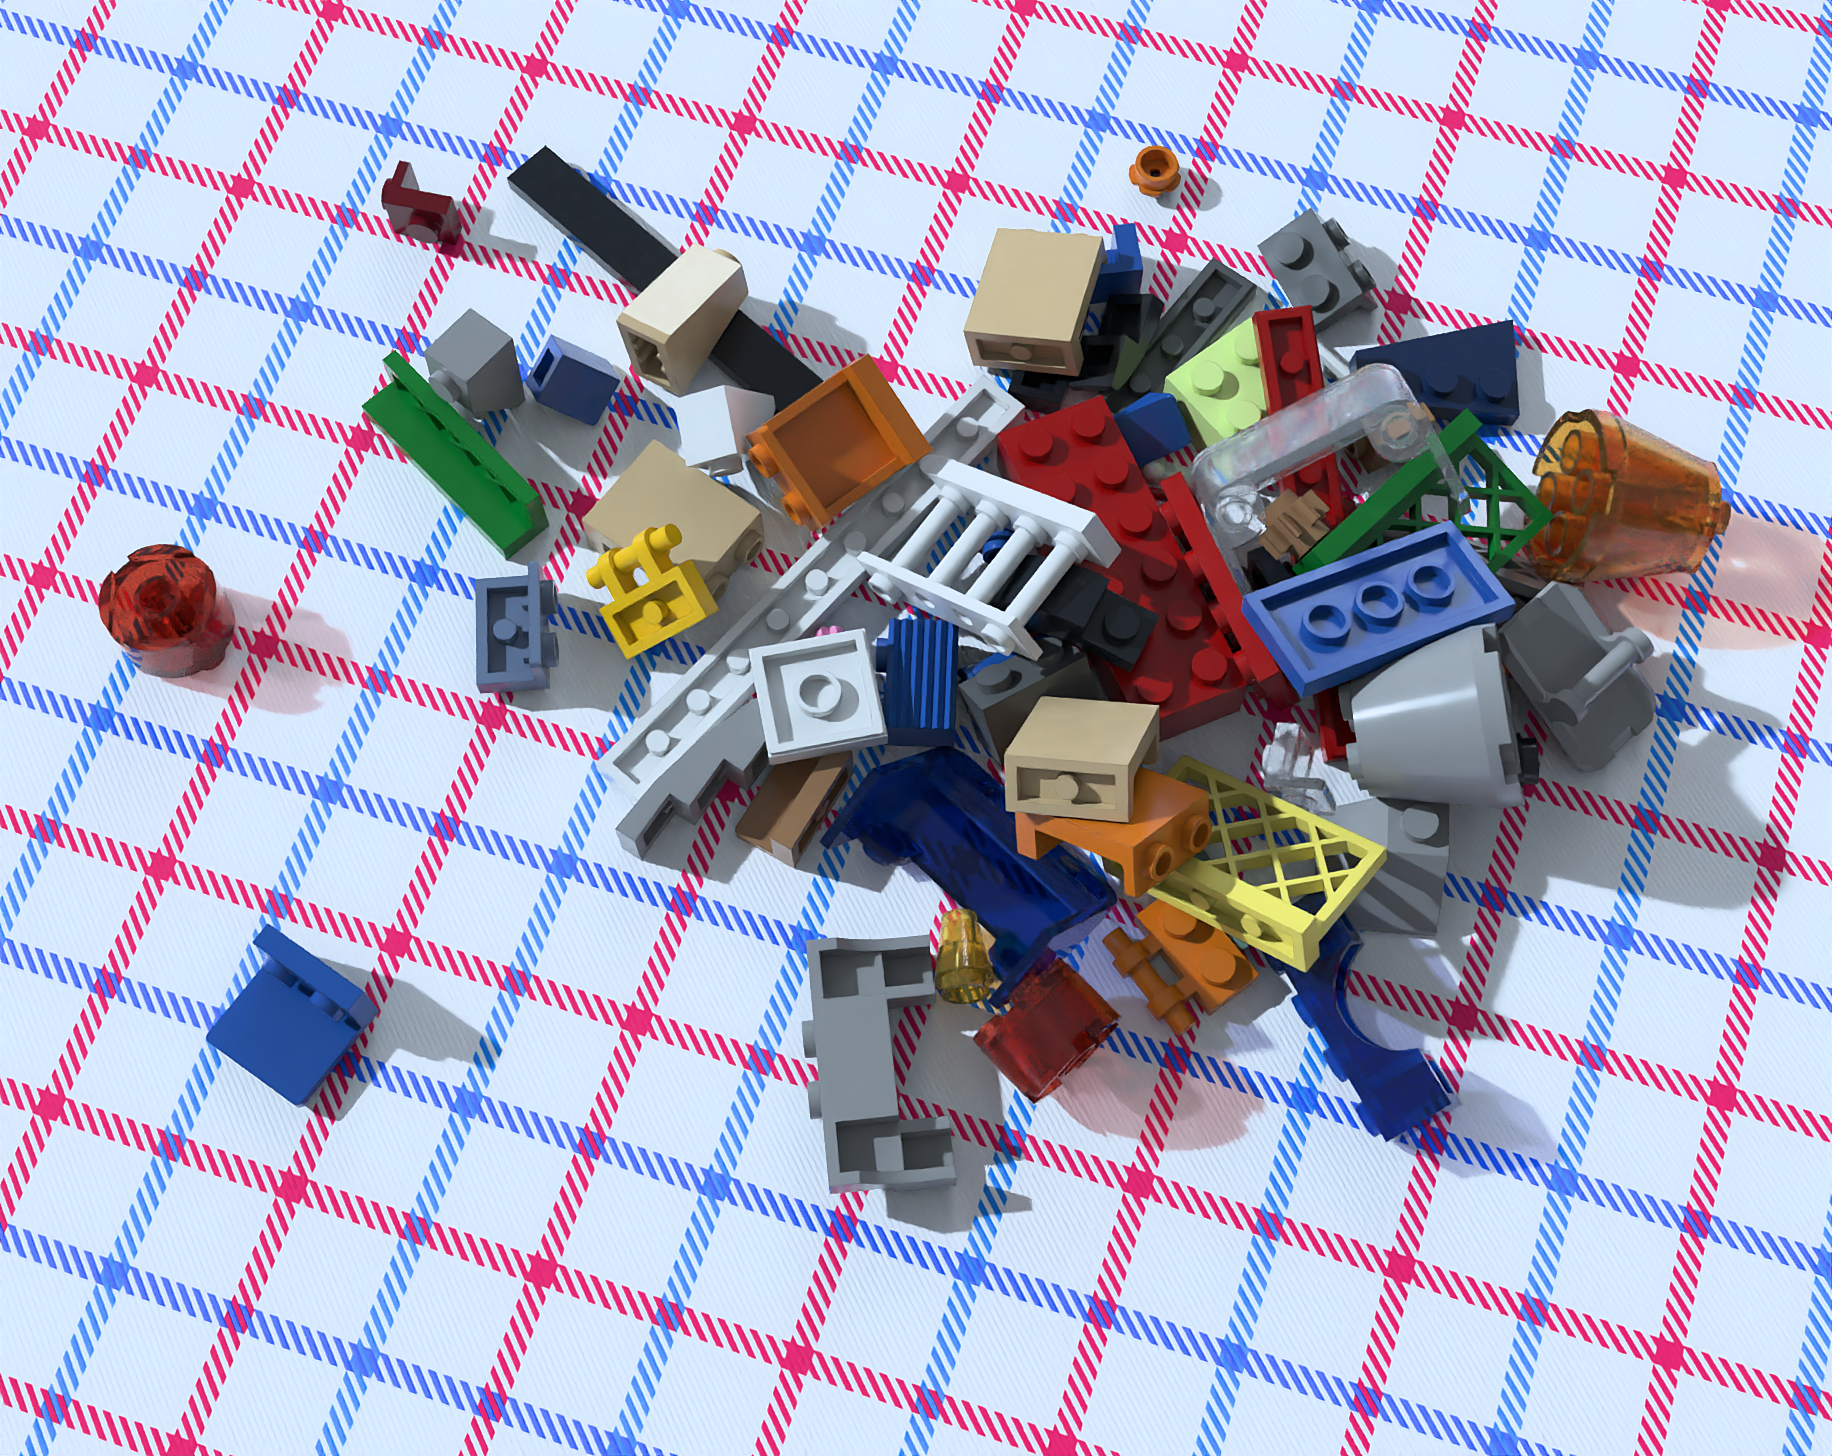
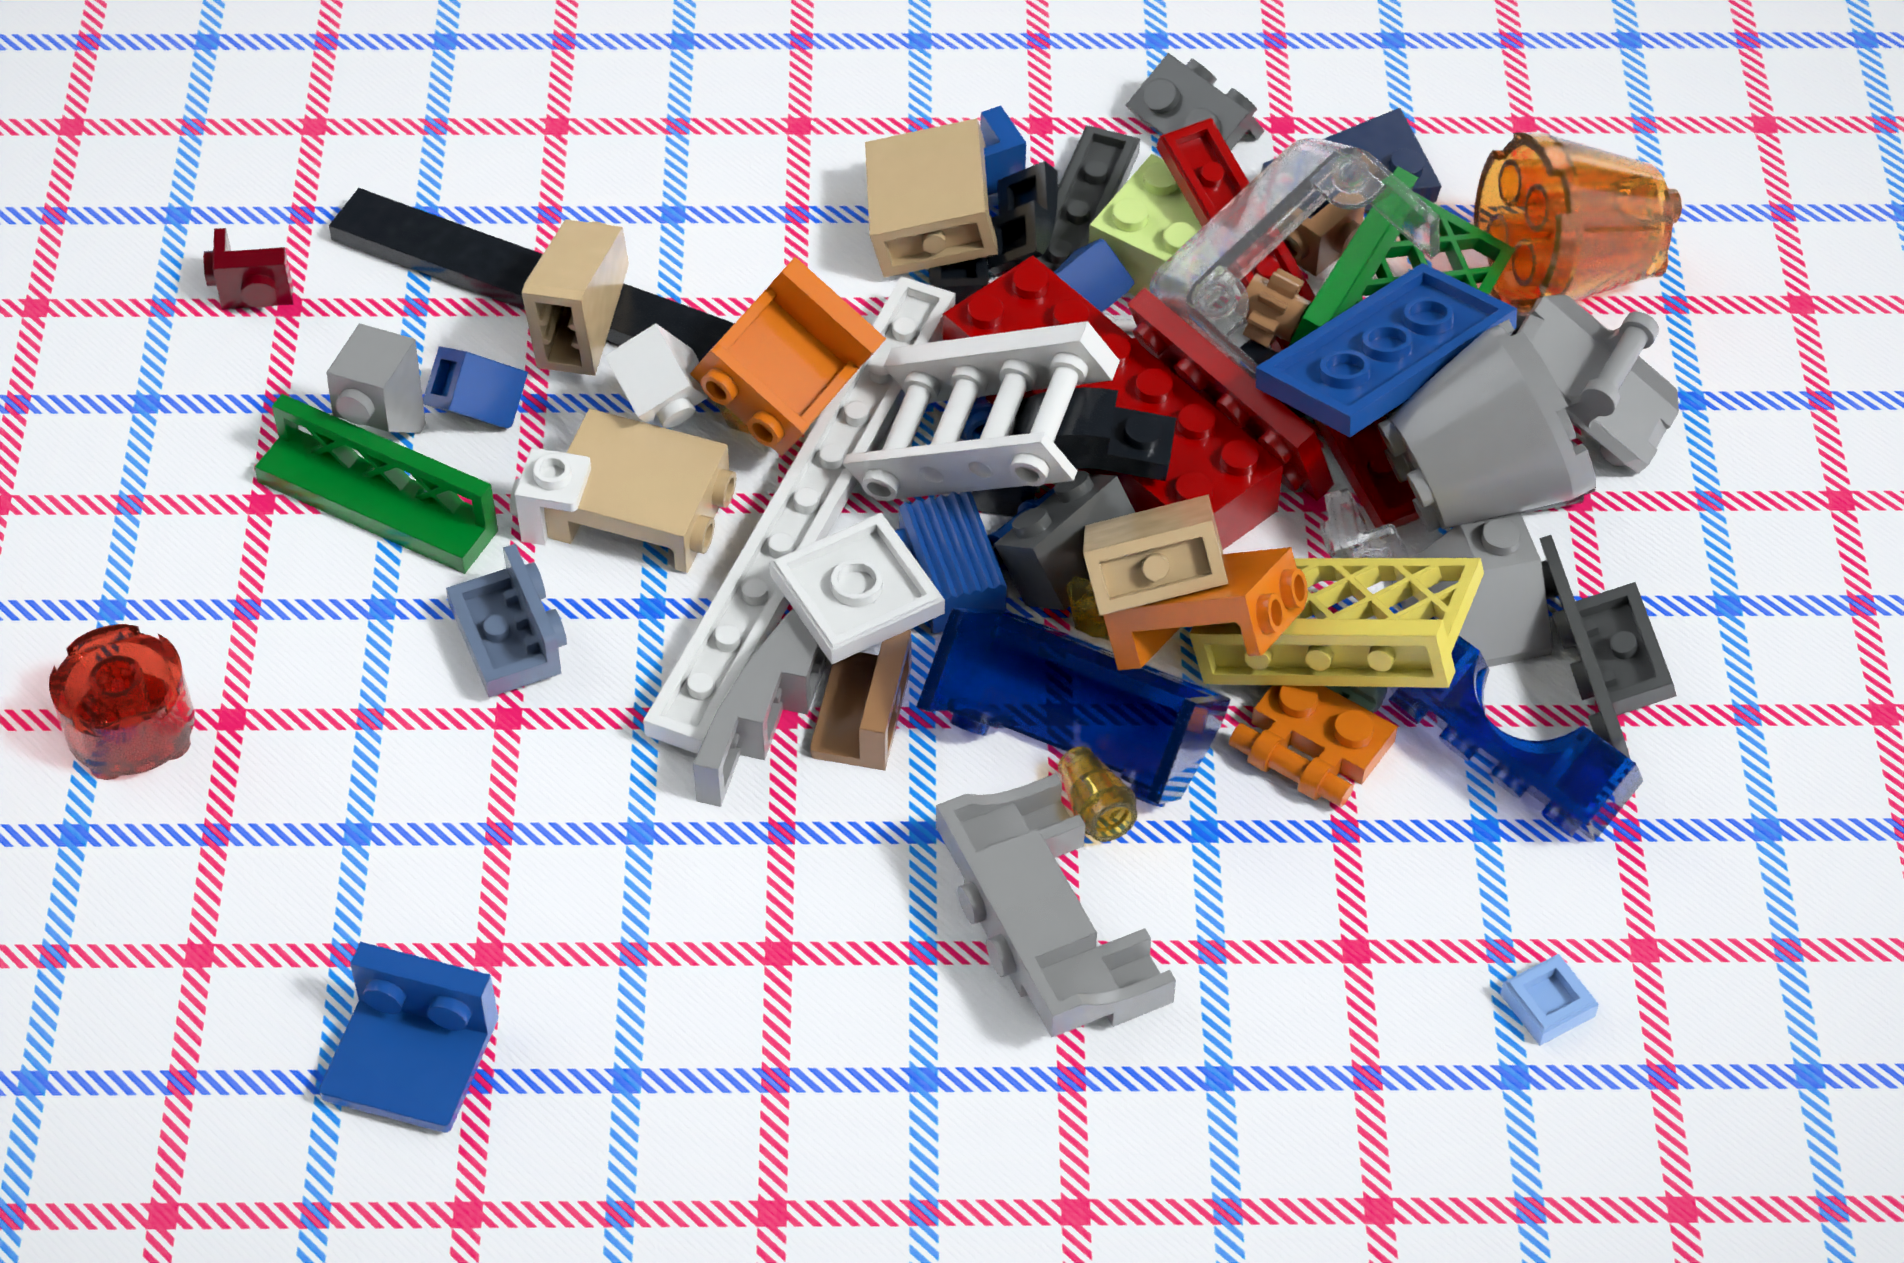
camera: 20 degrees left, 15 degrees down
(592, 507) = (547, 481): none -> white bracket
(658, 608) = (657, 555): yellow plate -> none
(1048, 1030) = (1213, 821): clear red brick -> none
(1155, 160) = (997, 65): orange plate -> none
(1292, 1293) = (1549, 999): none -> light blue tile
(1488, 958) = (1616, 648): none -> dark grey bracket

